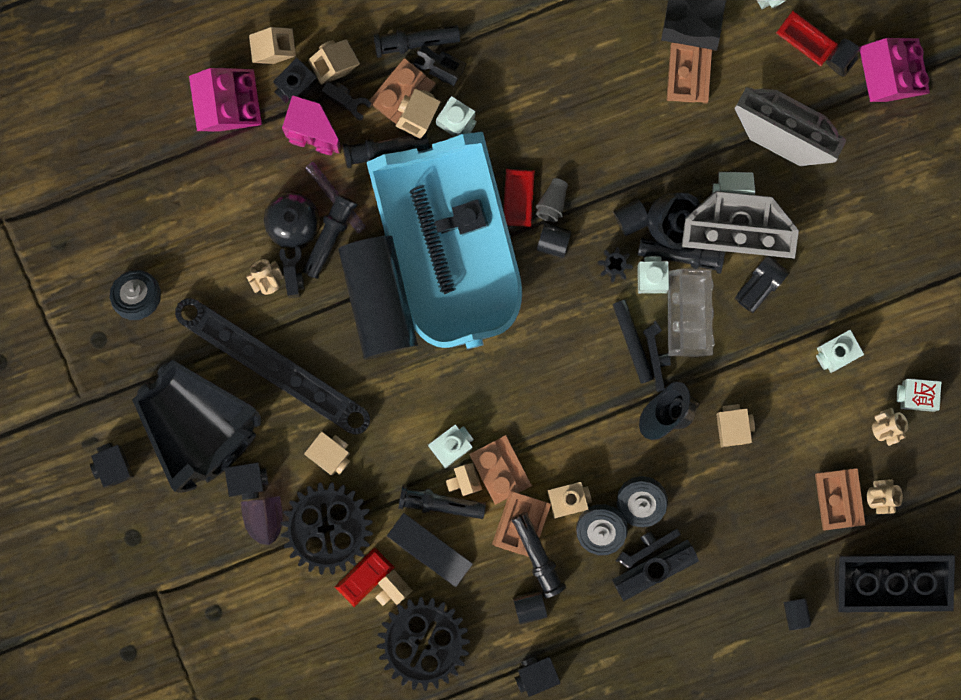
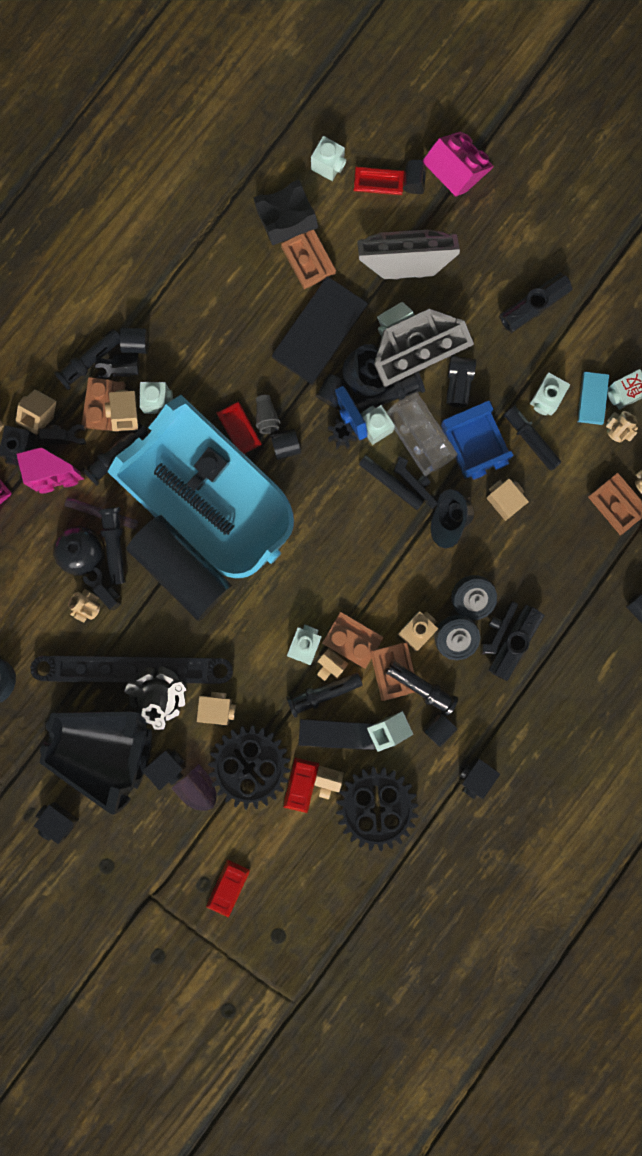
camera: 30 degrees left, 0 degrees up
(234, 631) = (228, 888): none -> red tile
(280, 408) = (156, 698): none -> dark grey piece
(470, 50) = (134, 340): none -> black brick
(481, 578) = (390, 731): none -> light aqua brick
(633, 251) = (350, 413): none -> blue plate
(656, 150) = (319, 330): none -> black tile
(740, 353) = (476, 441): none -> blue panel
(797, 383) = (532, 438): none -> black axle
(881, 381) = (593, 398): none -> medium azure tile
(901, 253) = (547, 295): none -> black piece

